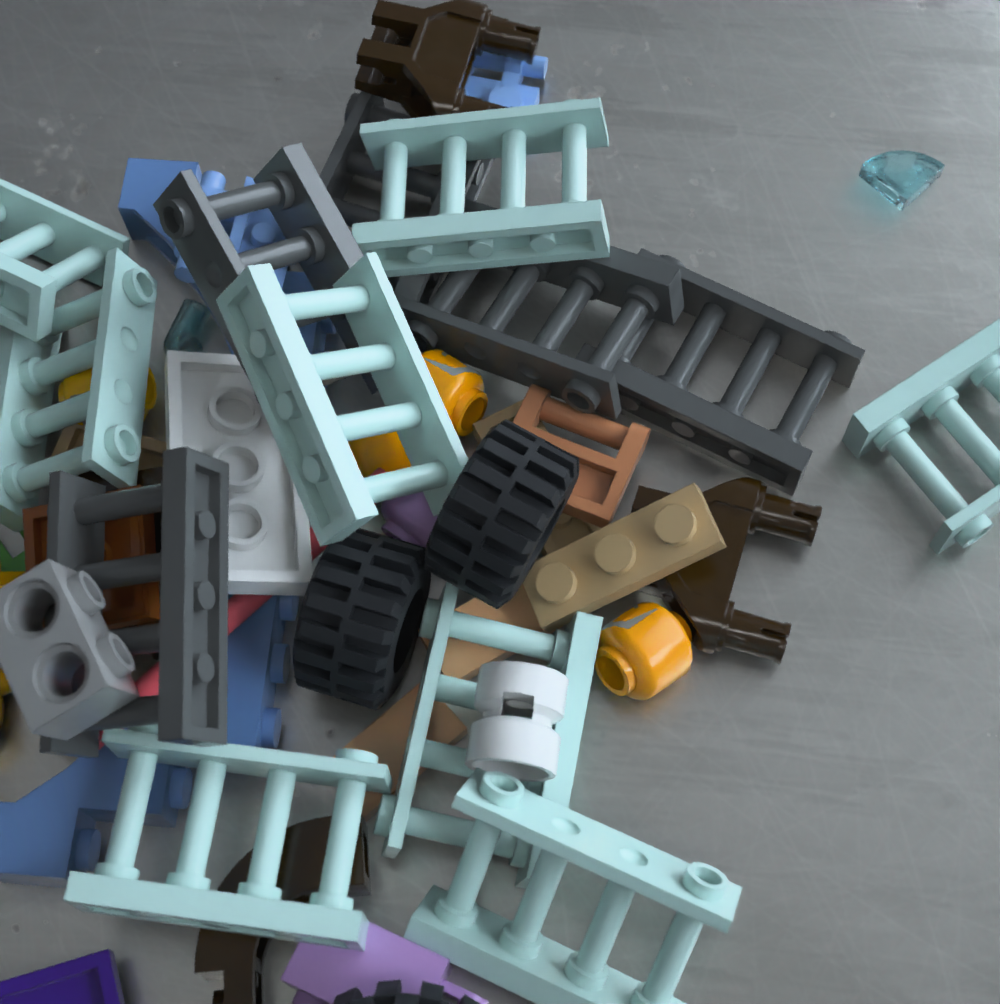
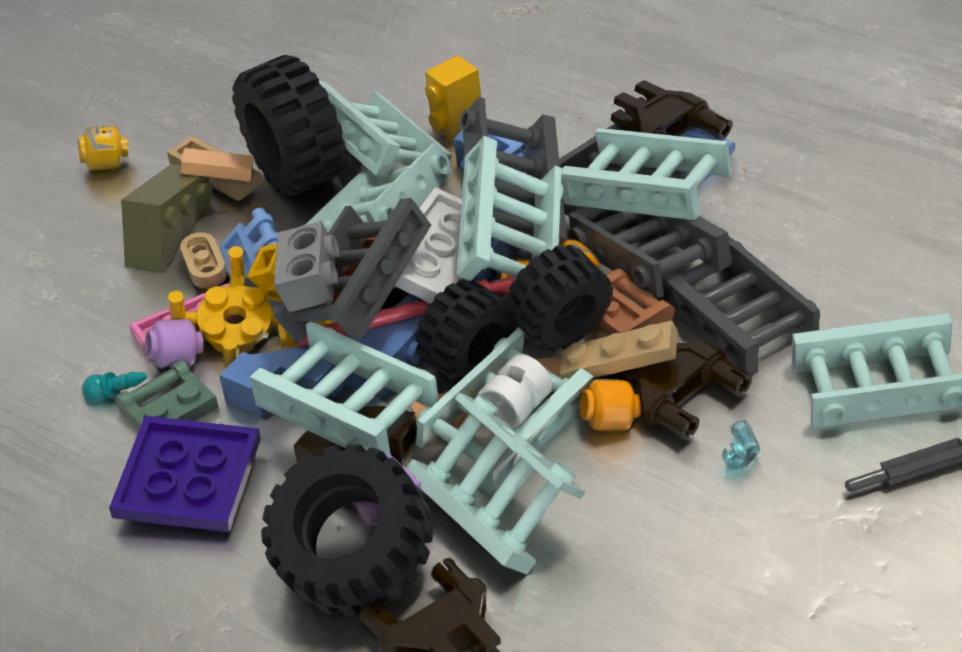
camera: 30 degrees right, 25 degrees down
(73, 122) = (451, 91): none -> yellow brick
(877, 643) = (744, 449): none -> clear light blue arm
(901, 175) = (910, 252): clear light blue tile -> none

